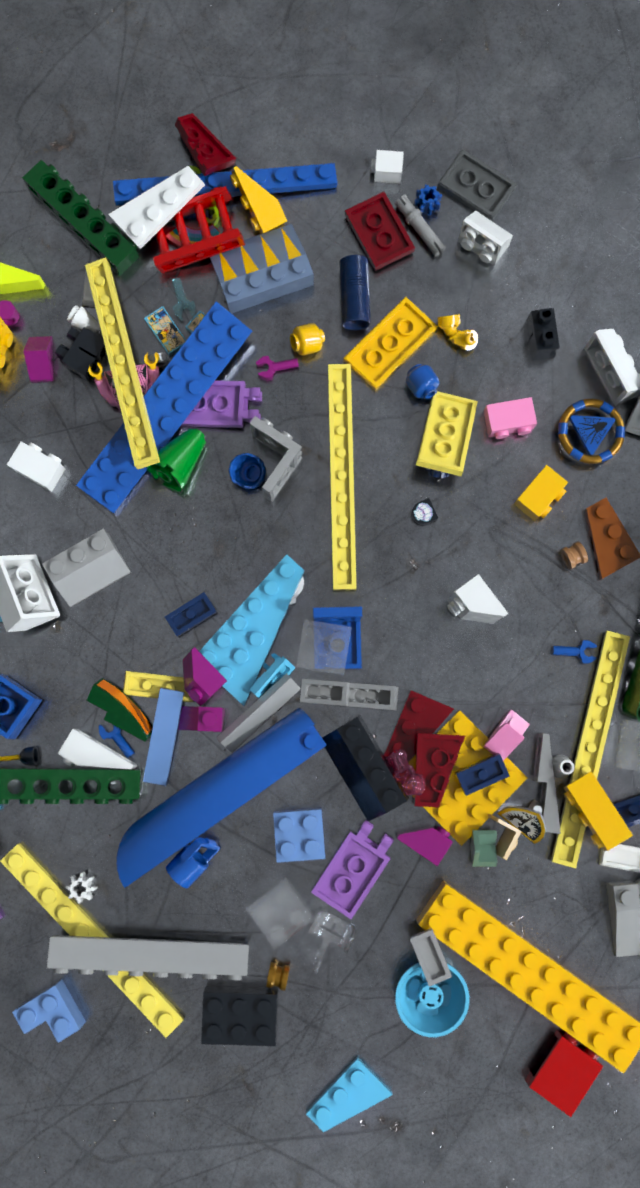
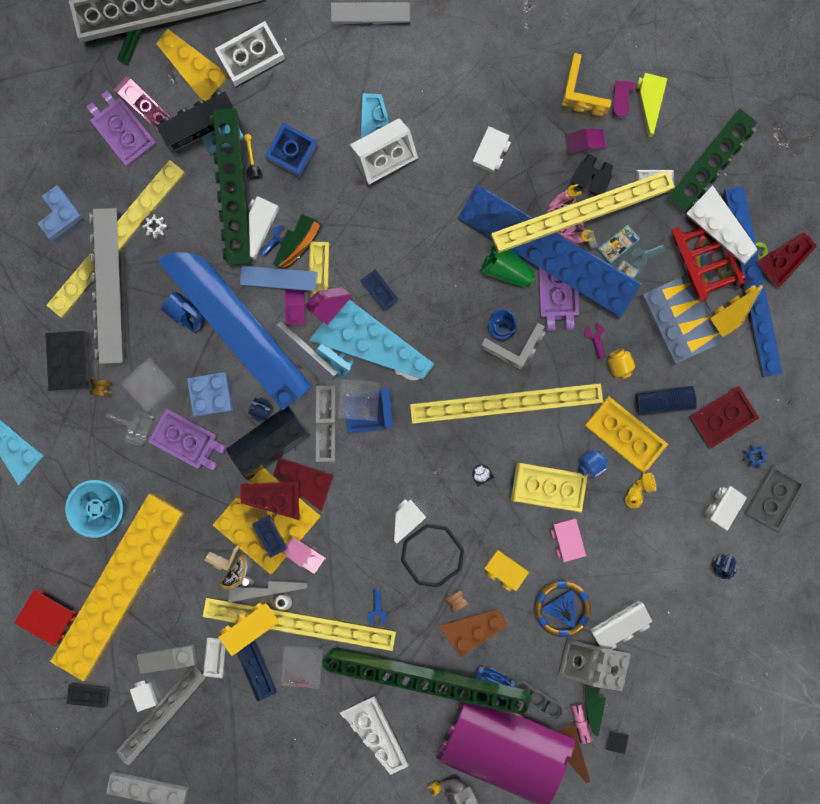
camera: 85 degrees right, 5 degrees up
(80, 318) = (620, 174): white cone -> none
(86, 567) = (409, 201): light grey slope -> none
(323, 773) = (259, 409): none -> dark blue gear
(387, 166) = (783, 419): white brick -> none
(406, 774) = (264, 474): clear pink connector -> none
(414, 218) = (733, 451): light grey pin -> none
(427, 842) = (213, 497): magenta slope -> none
(430, 957) = (125, 504): light grey tile -> none
(483, 848) = (212, 542): sand green panel -> none
(542, 334) = (643, 563): black hips -> none
(544, 564) = (417, 533): none -> black piece
(553, 243) = (725, 566): none -> dark blue gear

